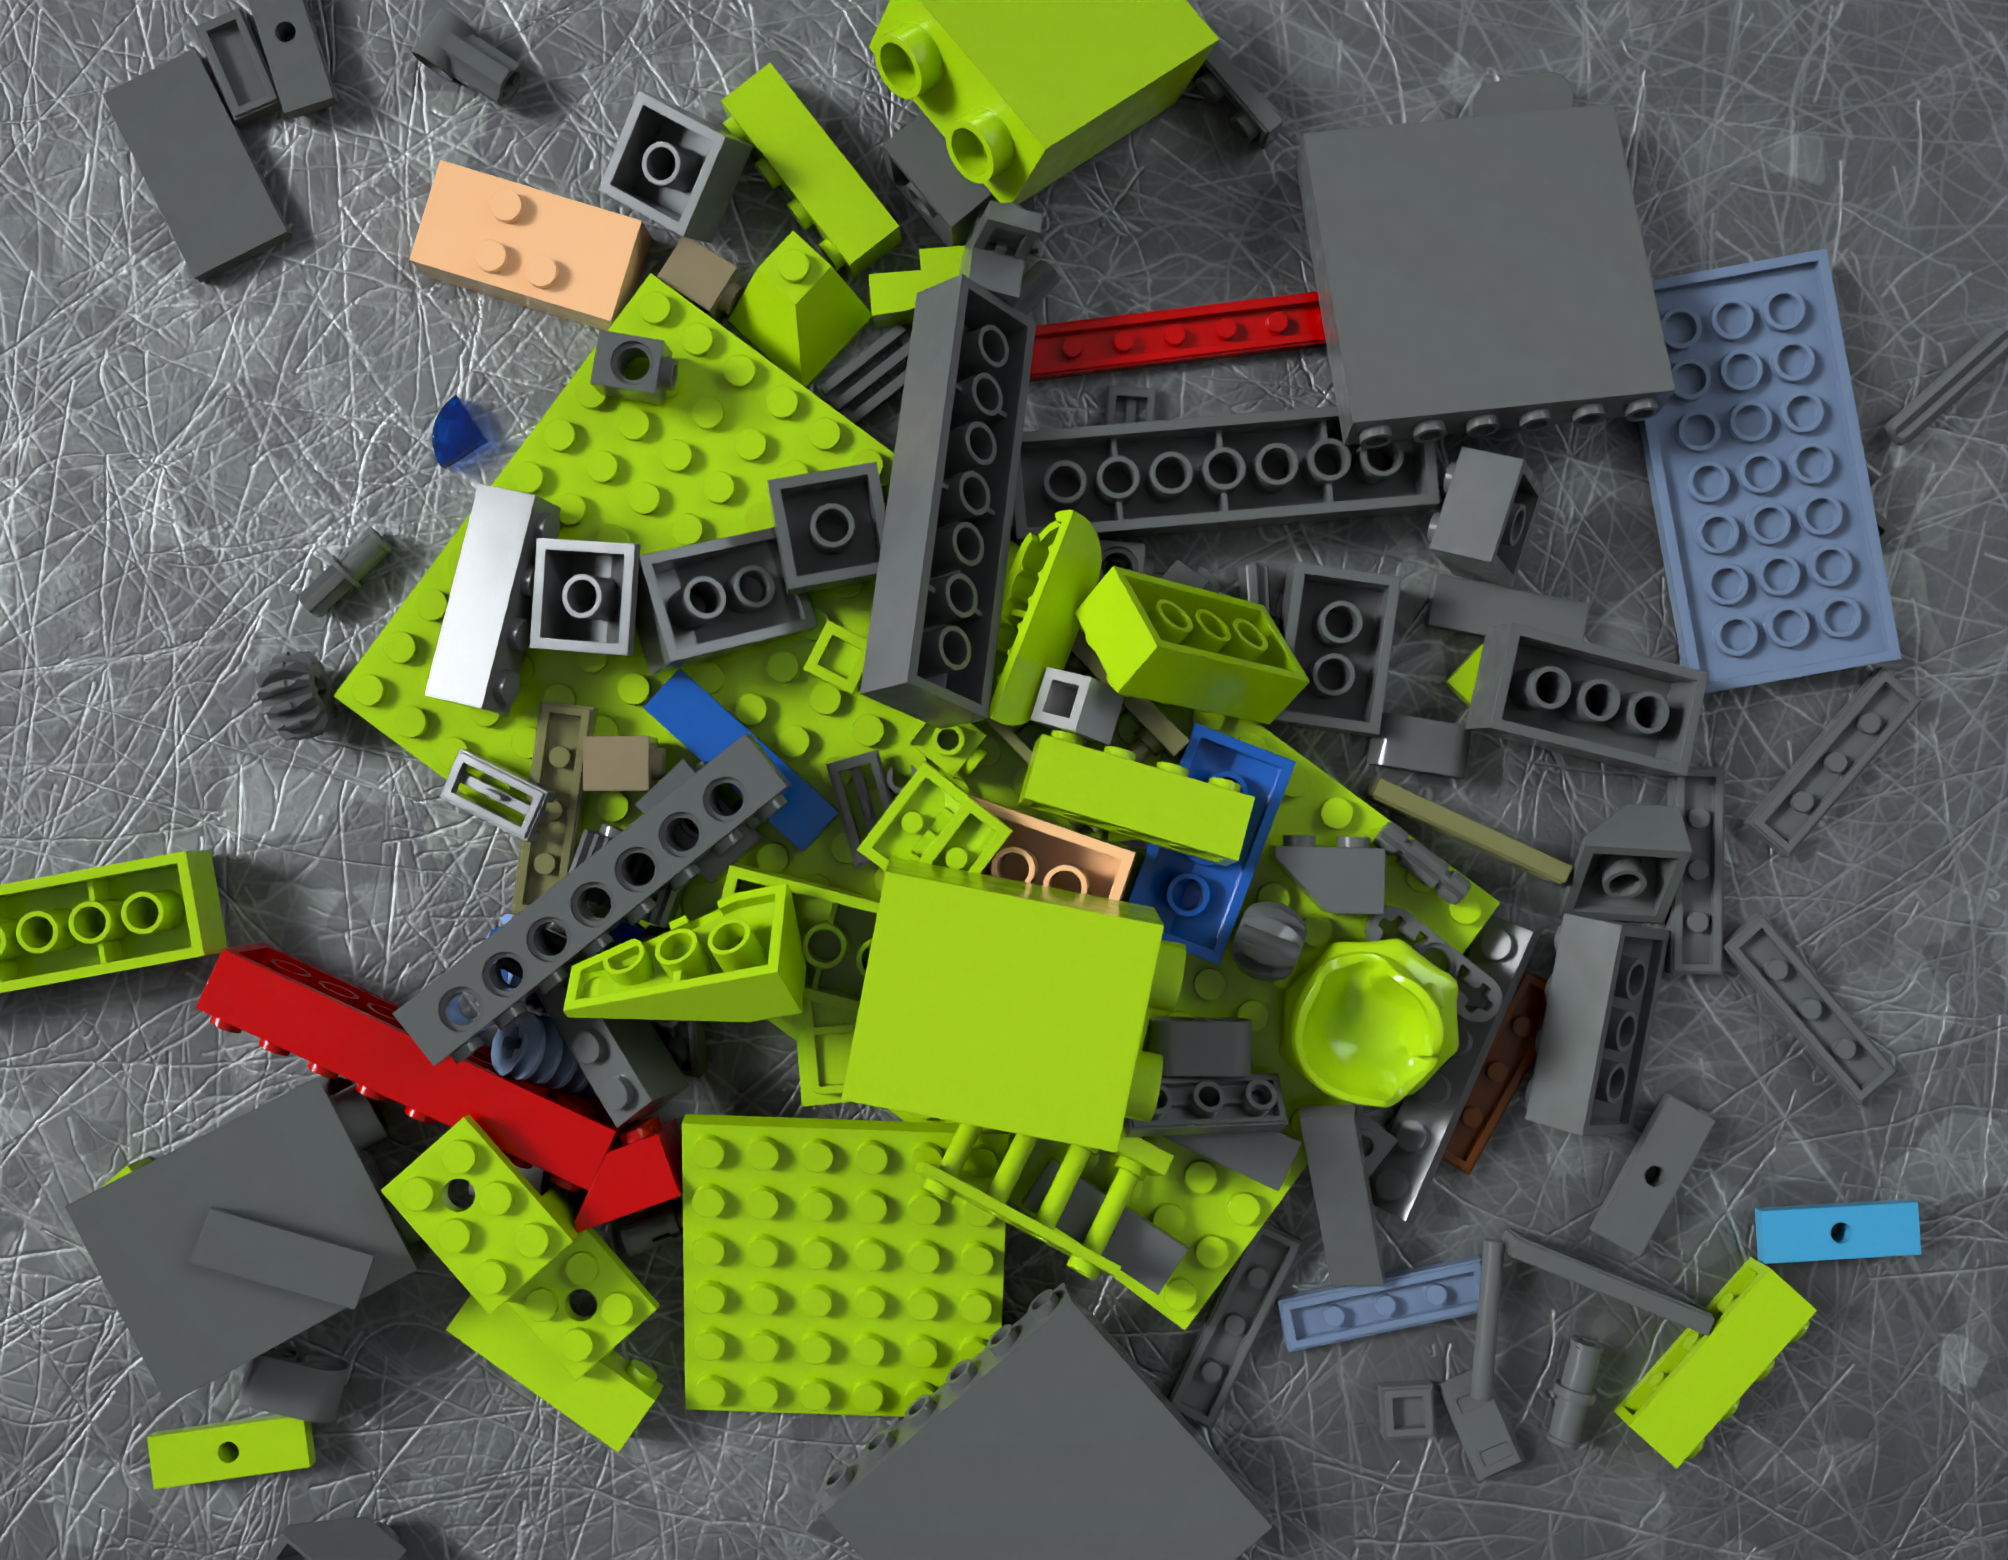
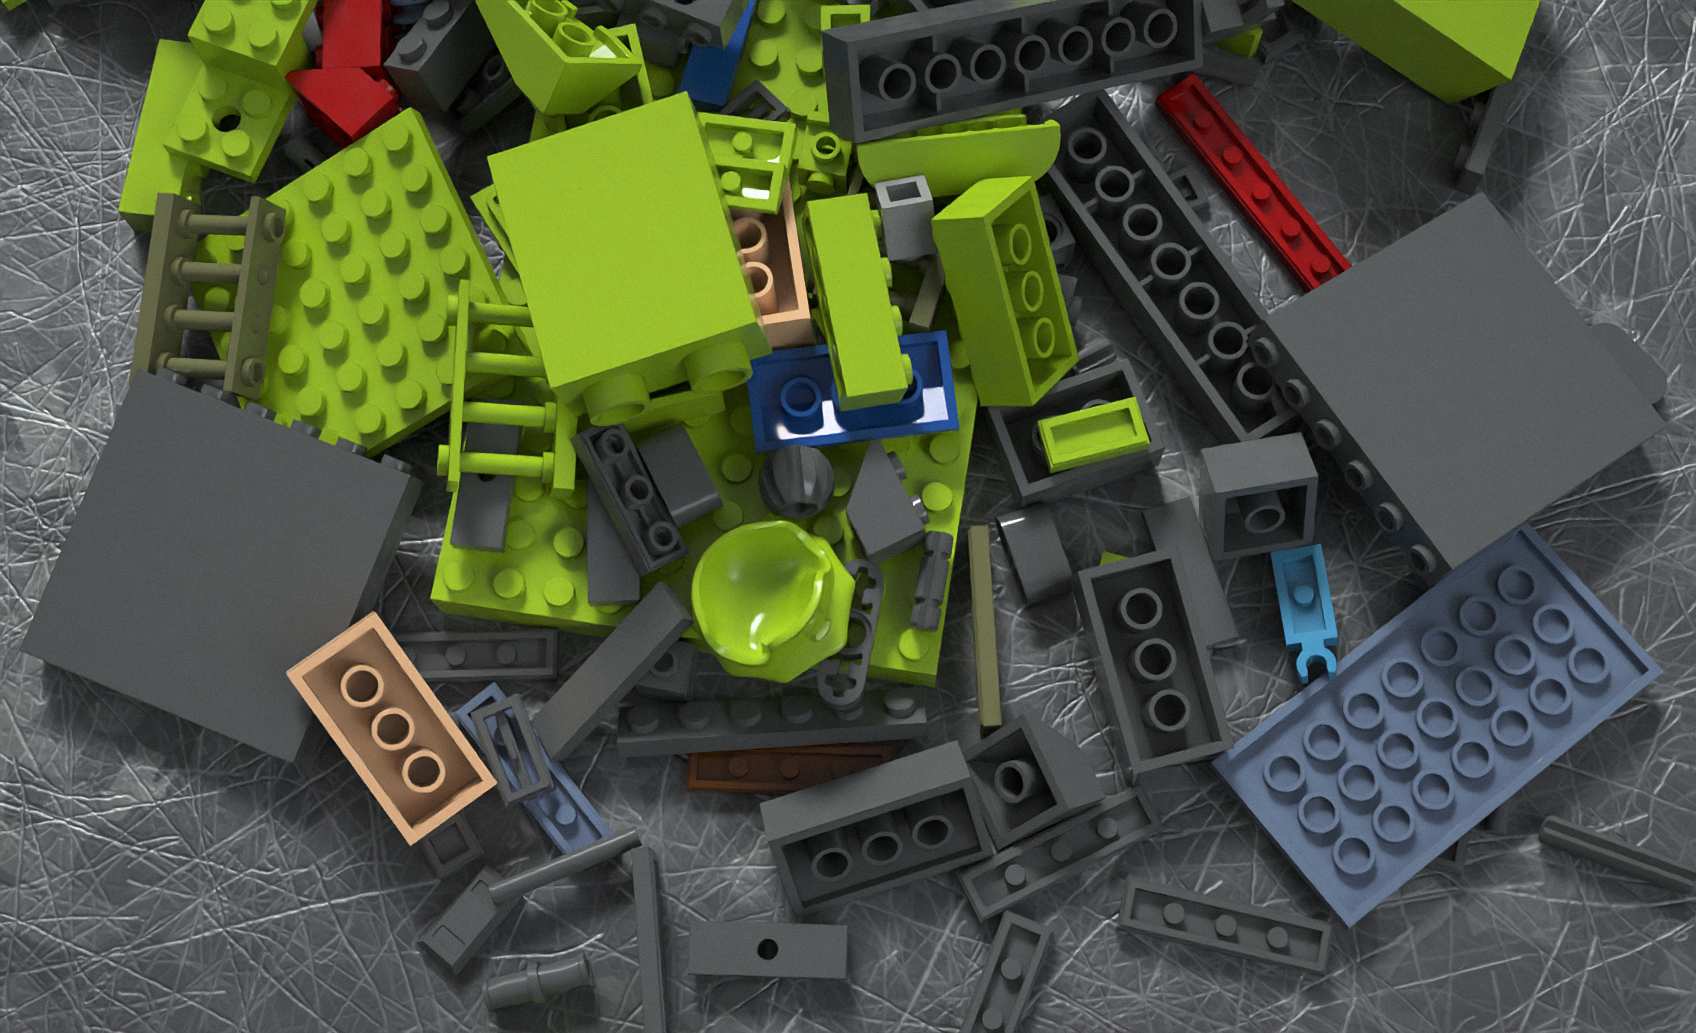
camera: 70 degrees right, 15 degrees down
(737, 1444) = (168, 283): none -> olive fence
(1292, 1426) = (391, 727): none -> light nougat brick
(1358, 638) = (1092, 435): none -> lime tile
(1358, 1295) = (529, 791): none -> dark grey tile
(1598, 529) = (1306, 607): none -> dark azure plate

